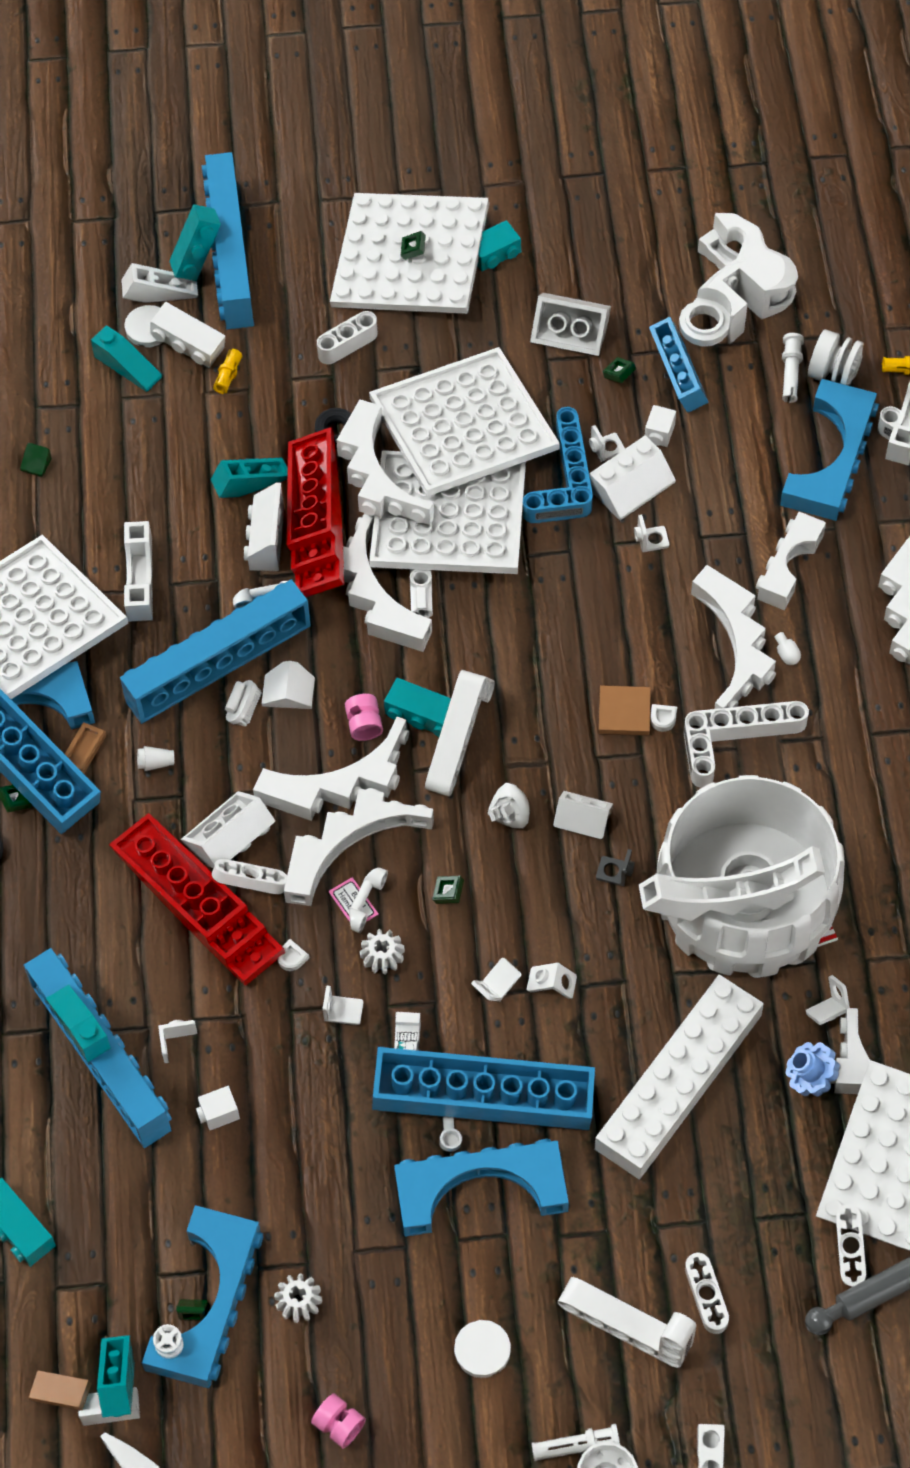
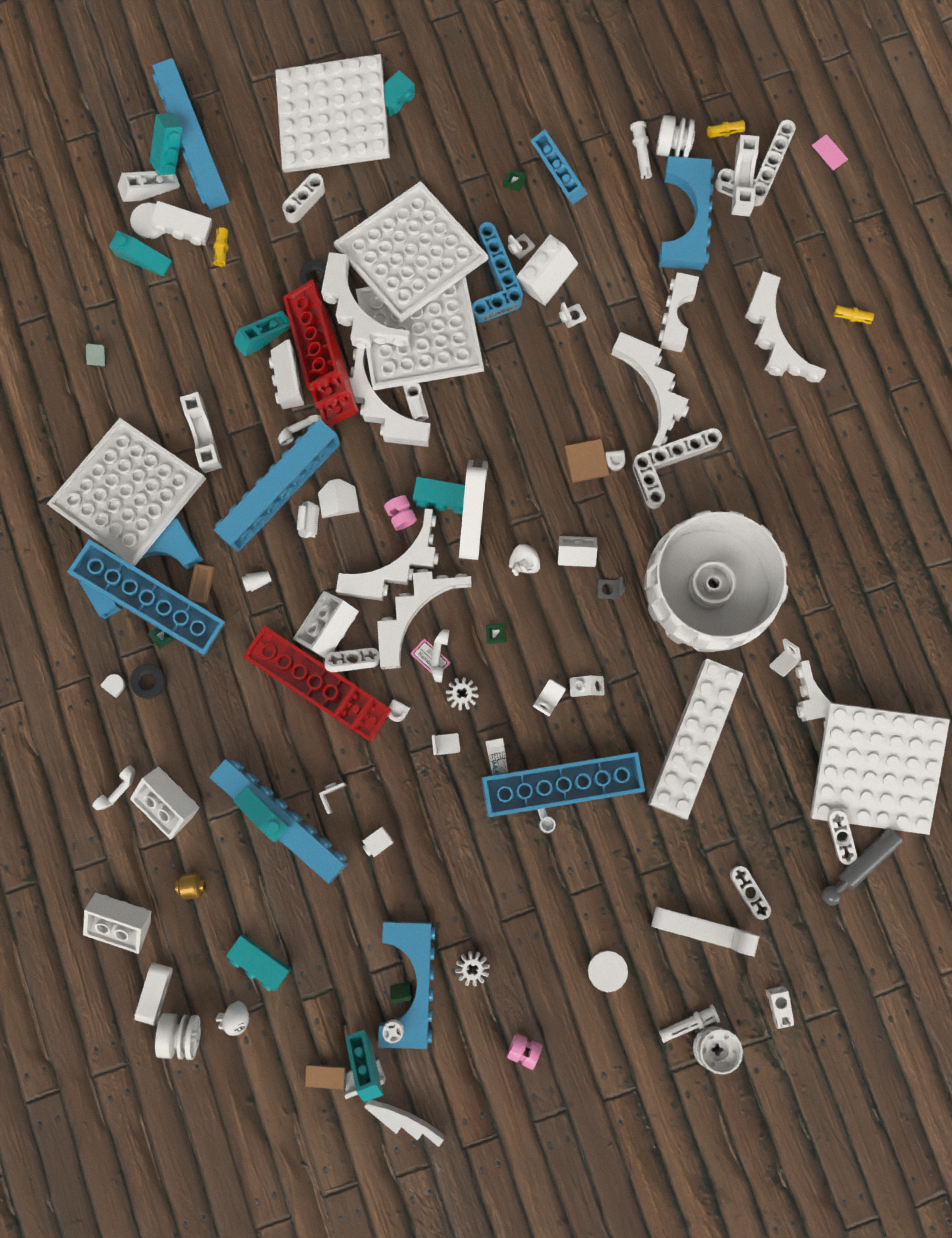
camera: 15 degrees left, 20 degrees up
(413, 245) = (334, 109): dark green tile -> none
(531, 1166) = (611, 831): dark azure arch -> none
(570, 323) = (468, 148): white slope -> none
(660, 425) = (557, 221): white brick -> none
(731, 894) = (721, 615): white arch -> none
(750, 279) = (596, 84): white animal -> none
(787, 649) = (692, 385): white cylinder -> none
(812, 1069) = (794, 712): light blue plant -> none

